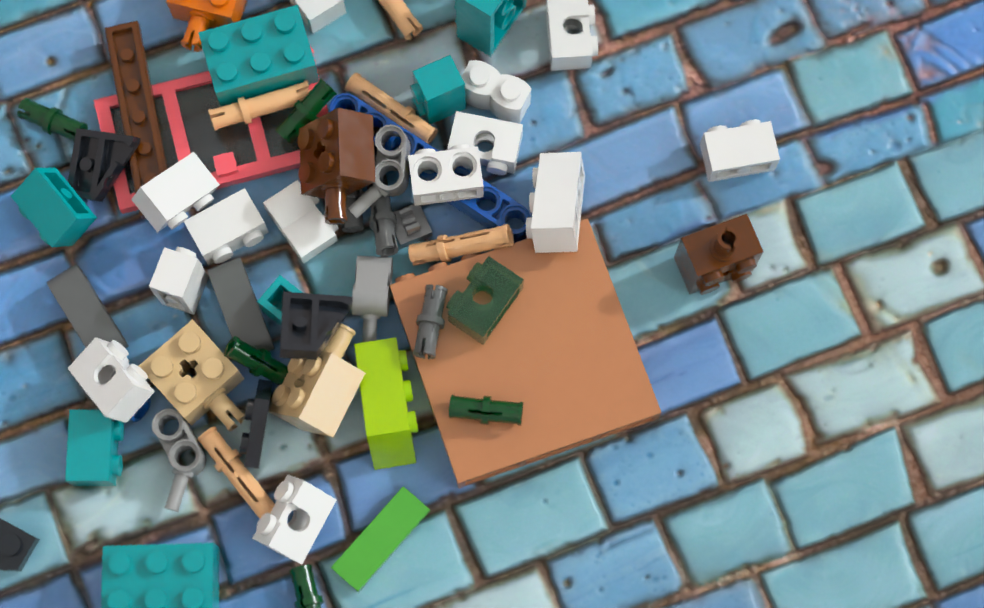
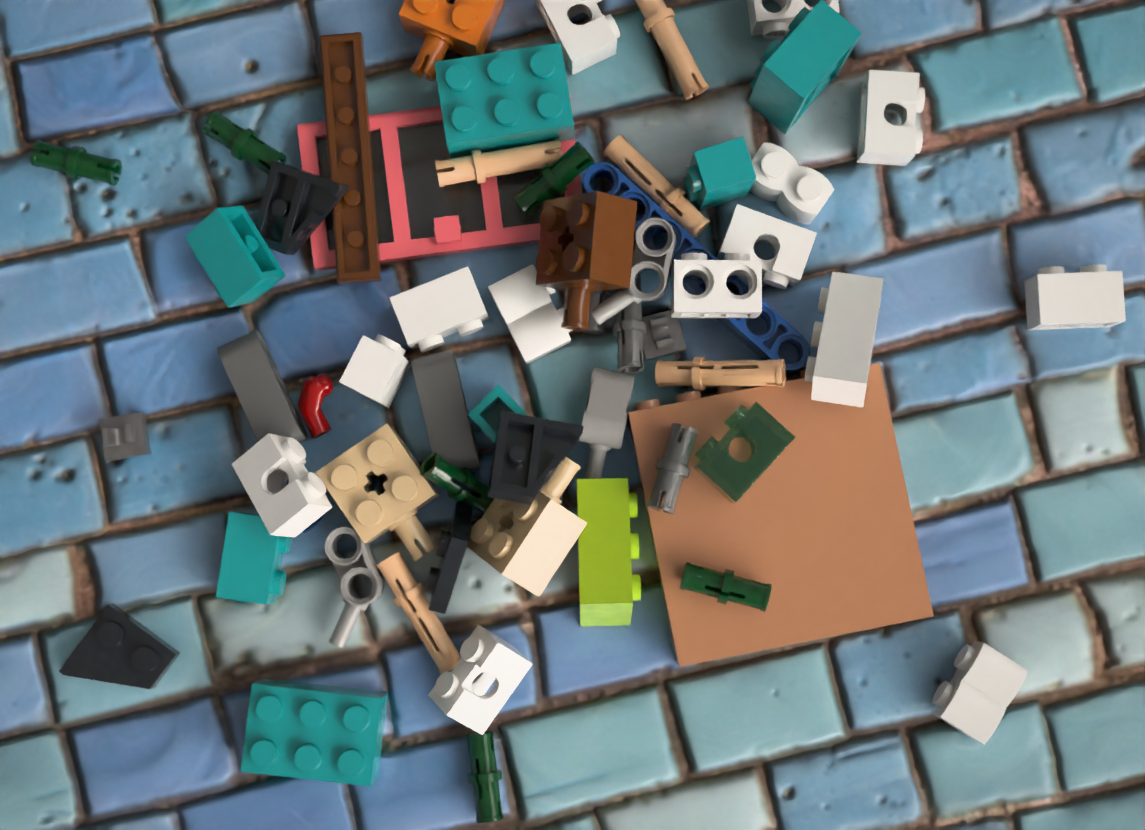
camera: 10 degrees right, 10 degrees up
(128, 315) = (310, 403): none -> red arm
(176, 192) = (385, 262): white brick -> none
(380, 539) = (577, 712): bright green tile -> none
(710, 472) = (978, 691): none -> white brick
(718, 255) = (1040, 429): reddish brown brick -> none

